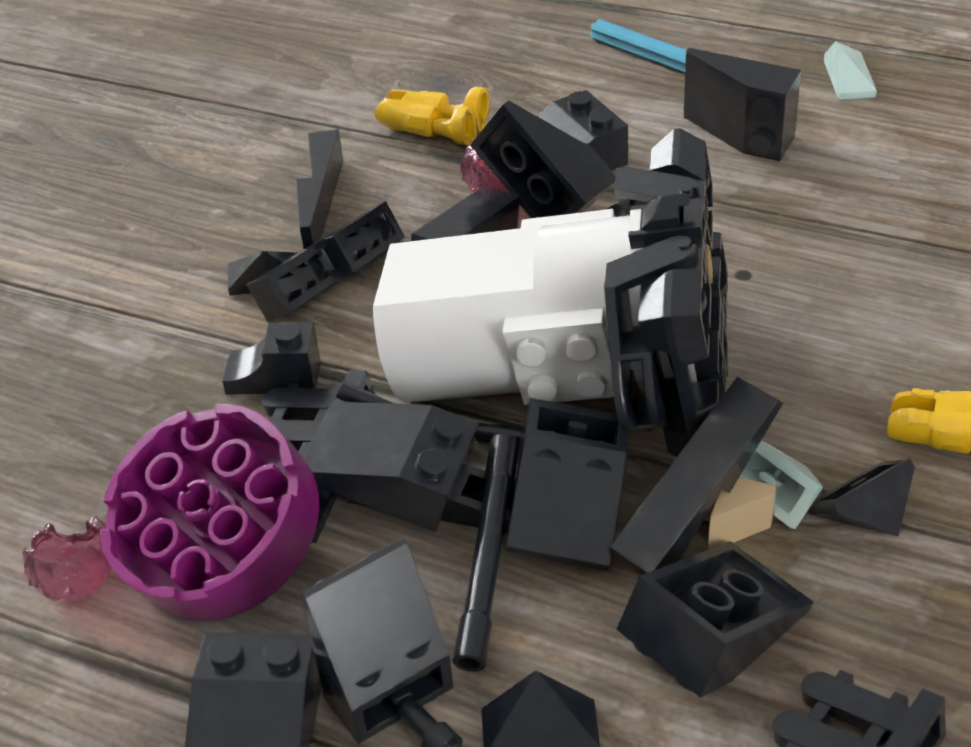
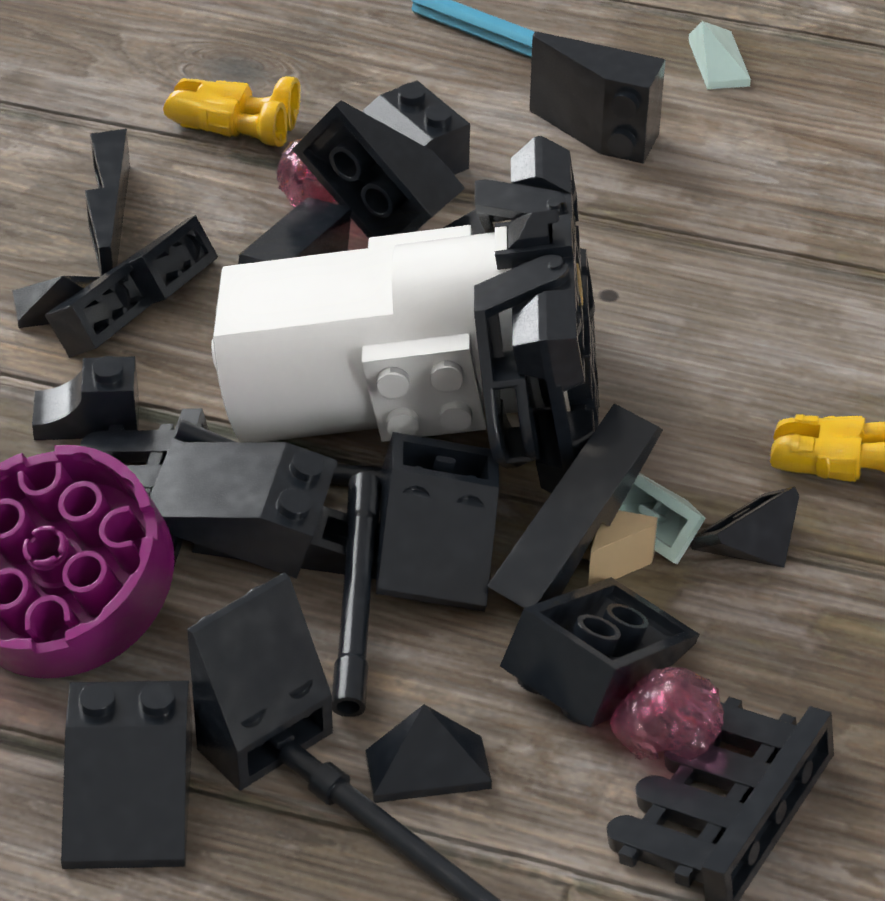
camera: 10 degrees left, 0 degrees up
(779, 689) = (669, 712): none -> clear pink hair

